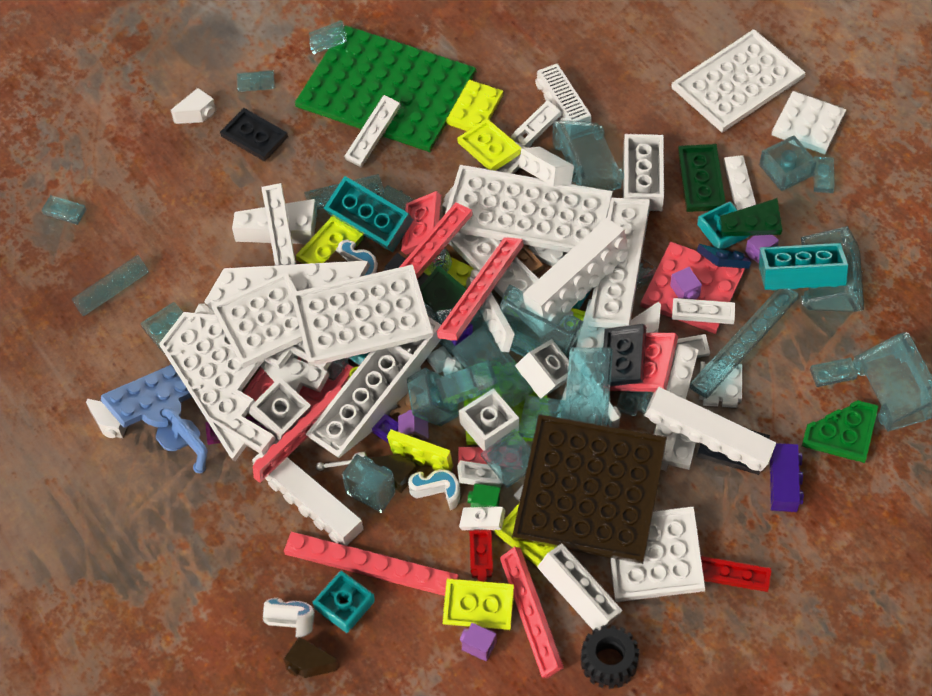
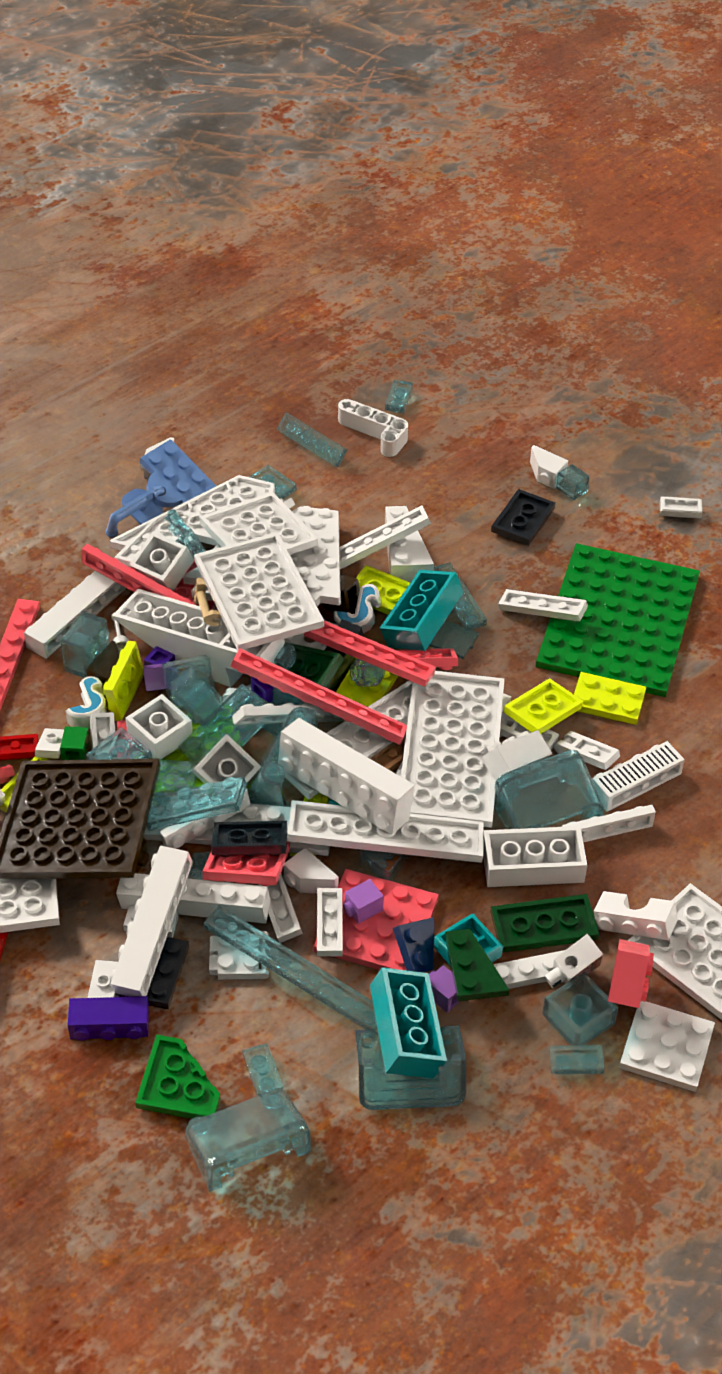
camera: 80 degrees right, 10 degrees down
(102, 229) = (376, 423): none -> white beam
(220, 91) = (572, 482): none -> clear light blue brick
(255, 81) = (600, 511): clear light blue plate -> none
(259, 379) = (184, 533): none -> clear light blue plate
(265, 24) = (681, 507): none -> white plate
(327, 37) = (673, 556): clear light blue plate -> none
(330, 378) = (200, 598): none -> tan hinge
(611, 130) = (615, 823): none -> white plate
(702, 130) = (652, 921): none -> white arch
(747, 483) = (100, 981): none -> white plate
(752, 154) = (582, 955): none -> white torso
(769, 121) = (628, 979): none -> coral brick

